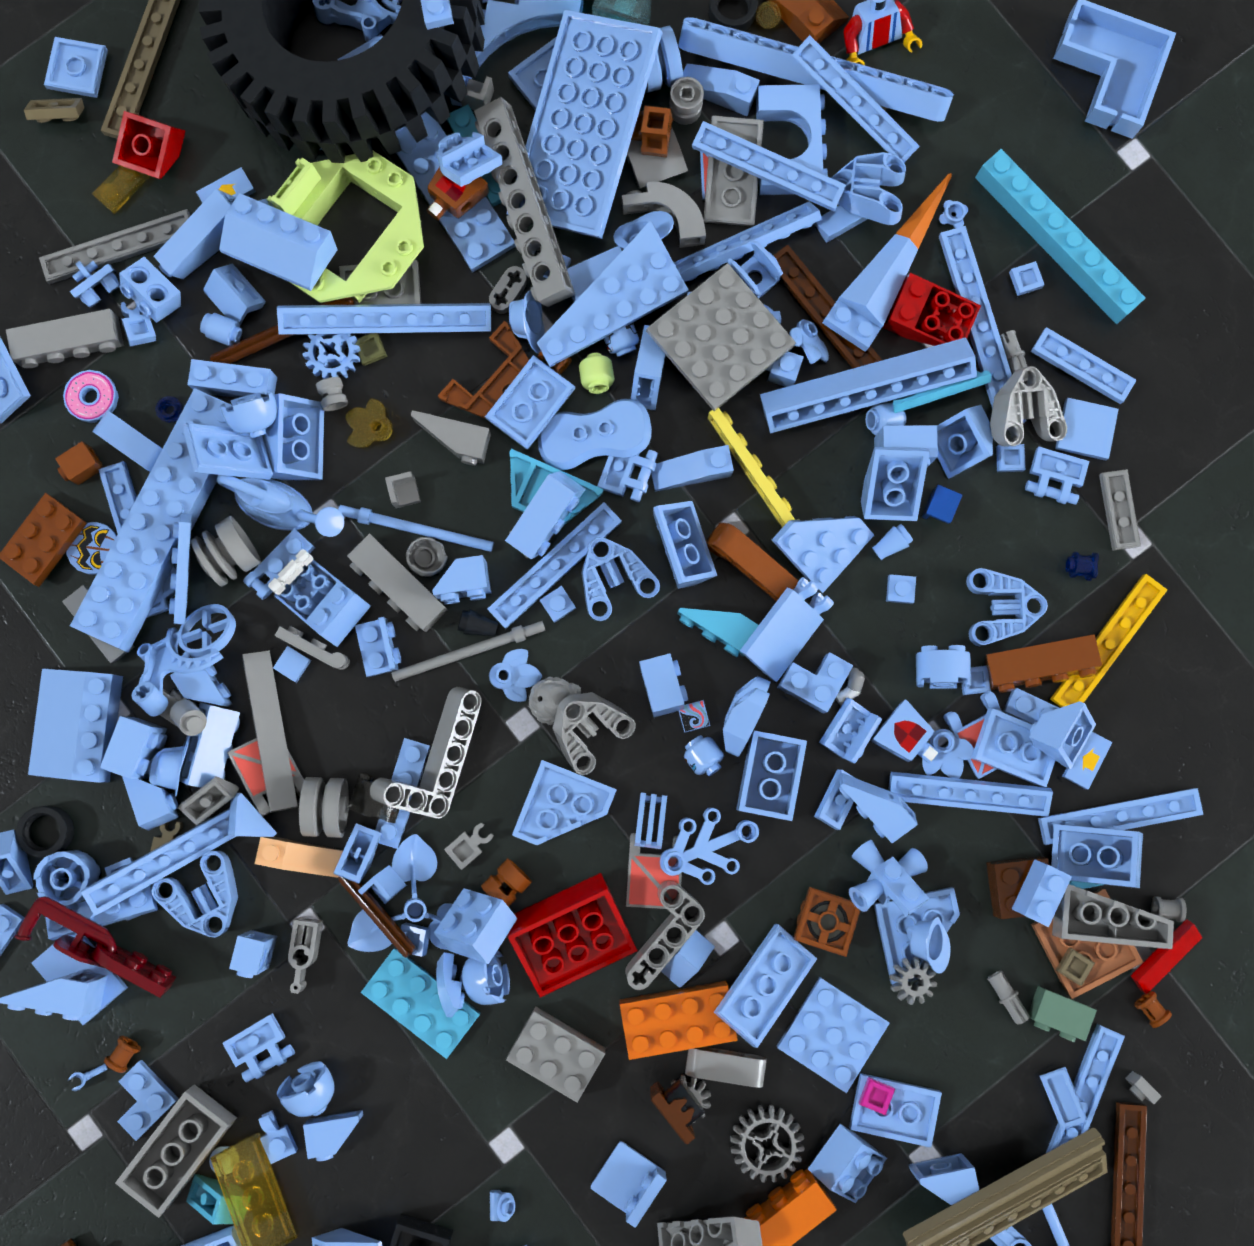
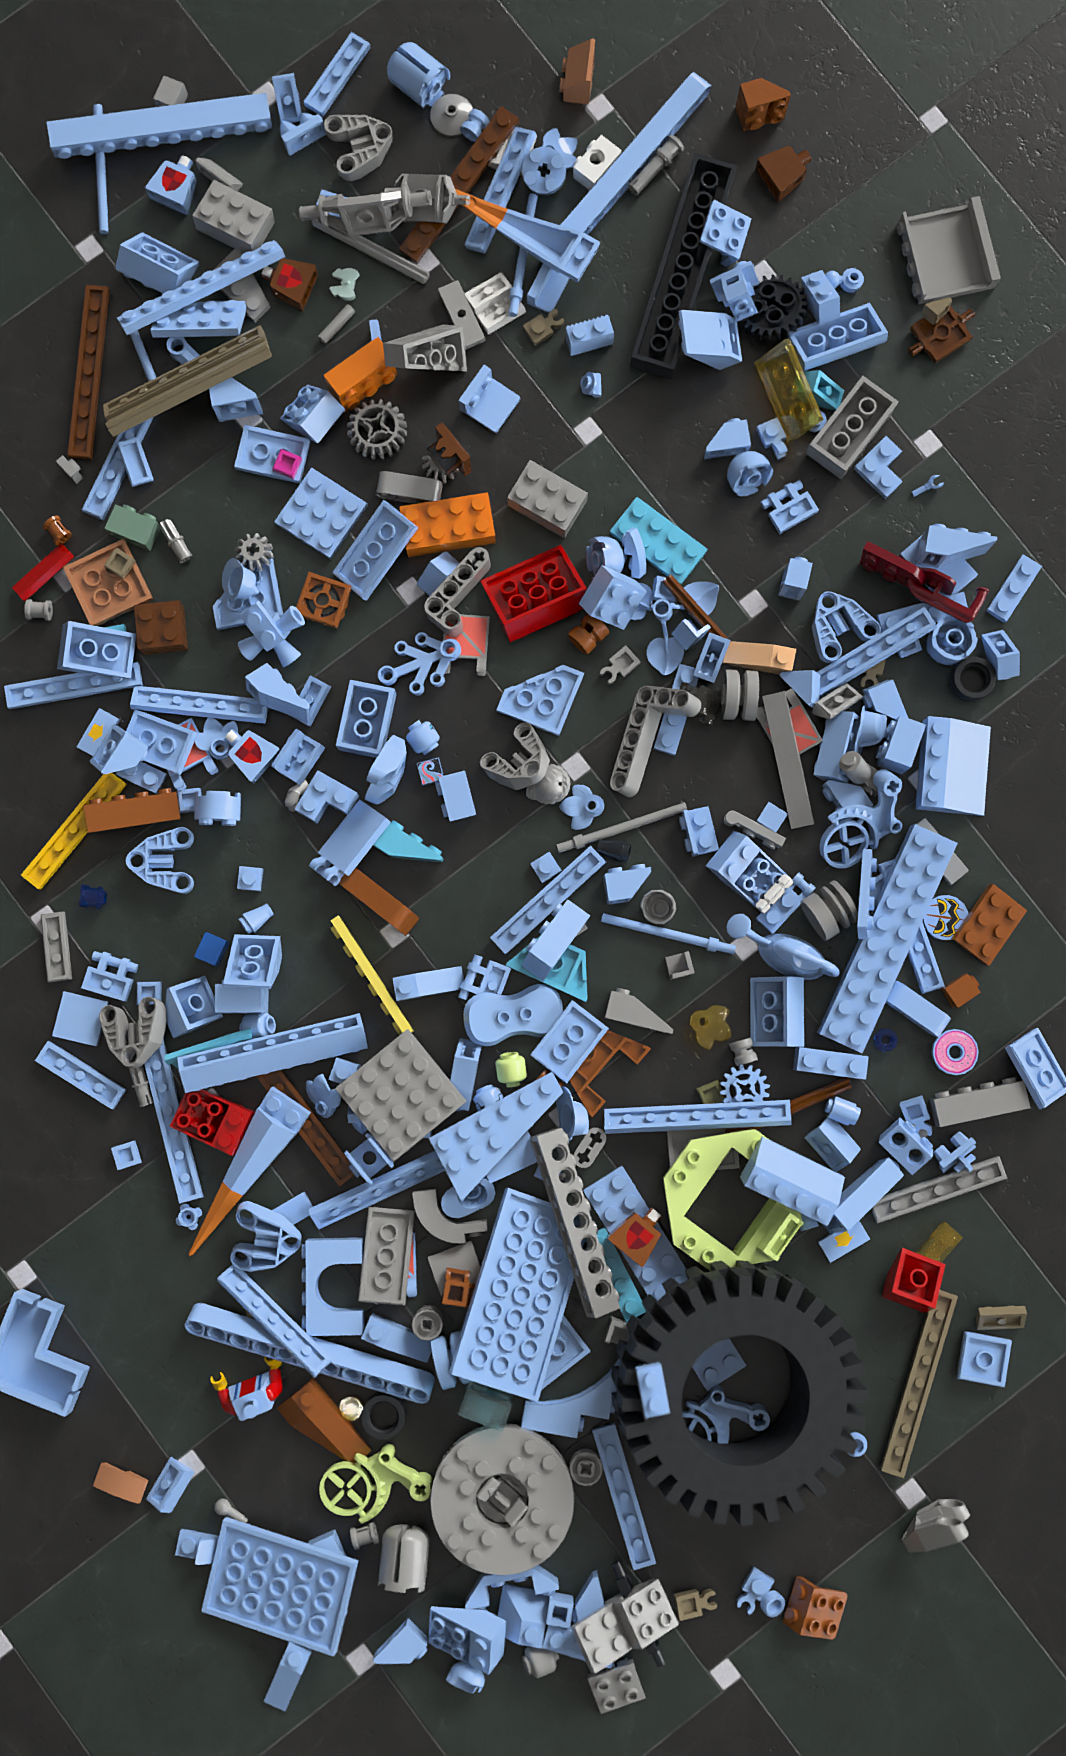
camera: 175 degrees left, 0 degrees up
(122, 1054) = (900, 502): dark orange bush -> none
(226, 452) = (829, 992): light blue tile -> none
(251, 413) = (811, 1027): light blue cylinder -> none
(305, 936) = (750, 585): light grey piece -> none
(397, 583) = (683, 884): light grey brick -> none
(466, 158) = (625, 1258): light blue slope -> none
(632, 565) = (479, 896): light blue connector -> none
(653, 800) = (465, 703): light blue tile -> none
(684, 543) = (435, 914): light blue slope -> none
(768, 166) = (354, 1254): light blue plate -> none
(822, 546) = (316, 912): light blue plate -> none
(1041, 892) = (146, 618): light blue brick -> none
(1059, 236) = (95, 1192): medium azure brick -> none
(1100, 919) = (97, 596): light grey wedge -> none

